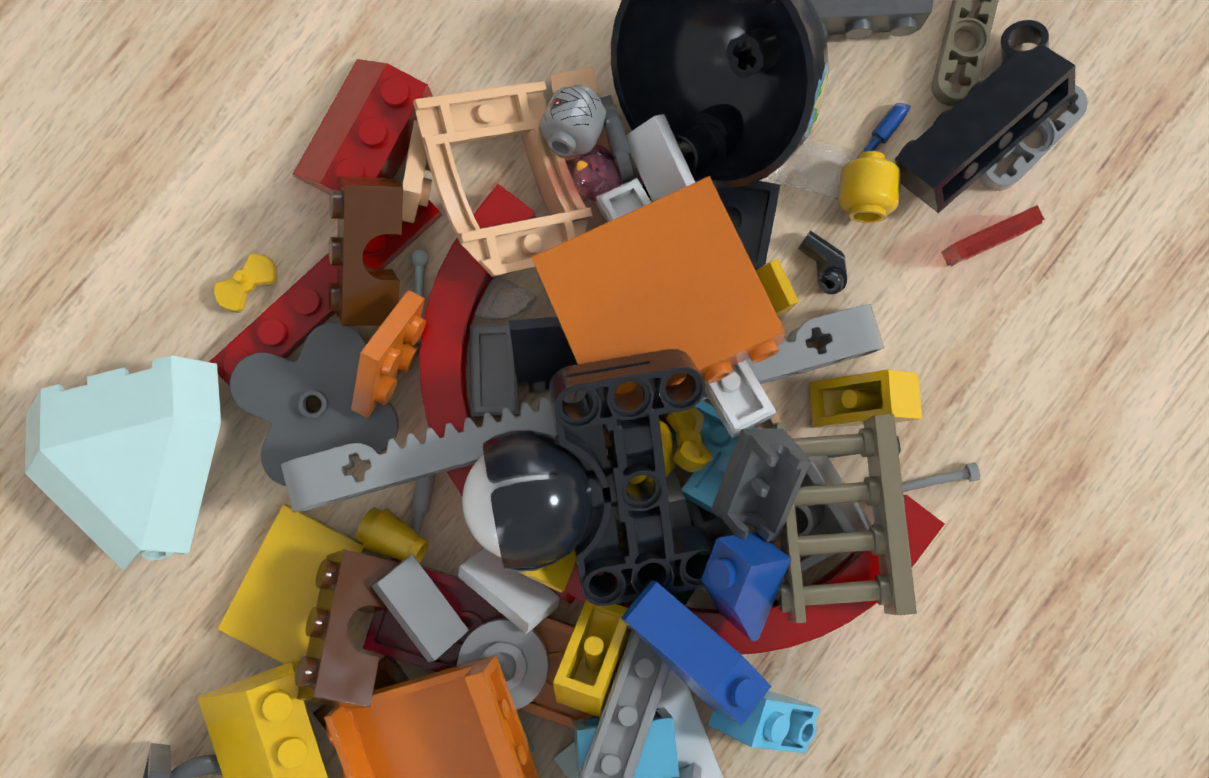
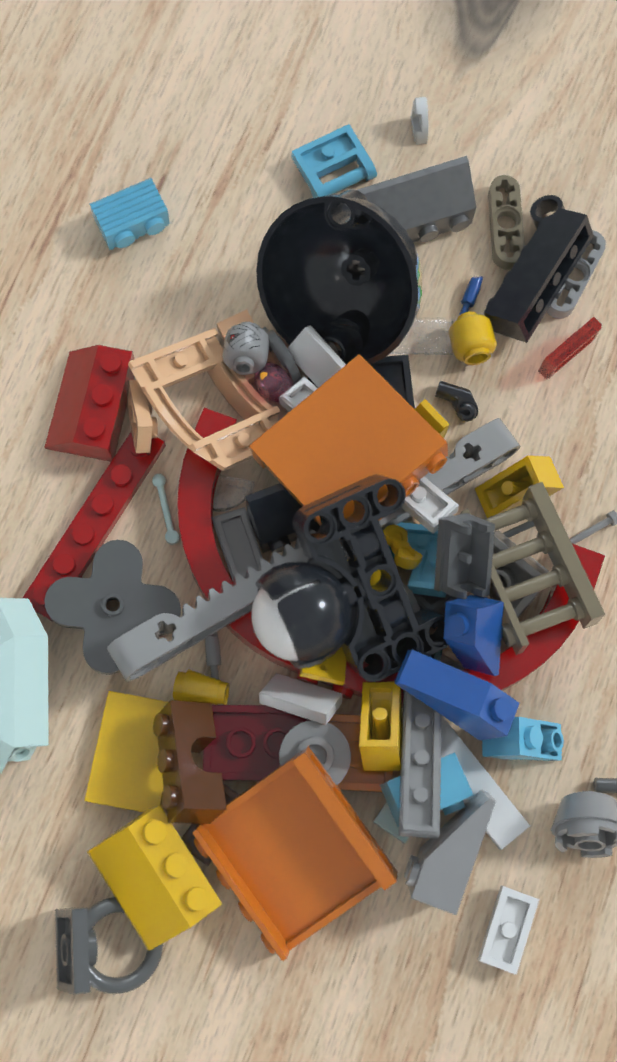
camera: 25 degrees left, 10 degrees down
(233, 292) = (38, 524): yellow piece -> none
(363, 211) = (112, 452): reddish brown arch -> none
(388, 354) = (162, 549): orange plate -> none
(420, 608) = (240, 730): light grey tile -> none

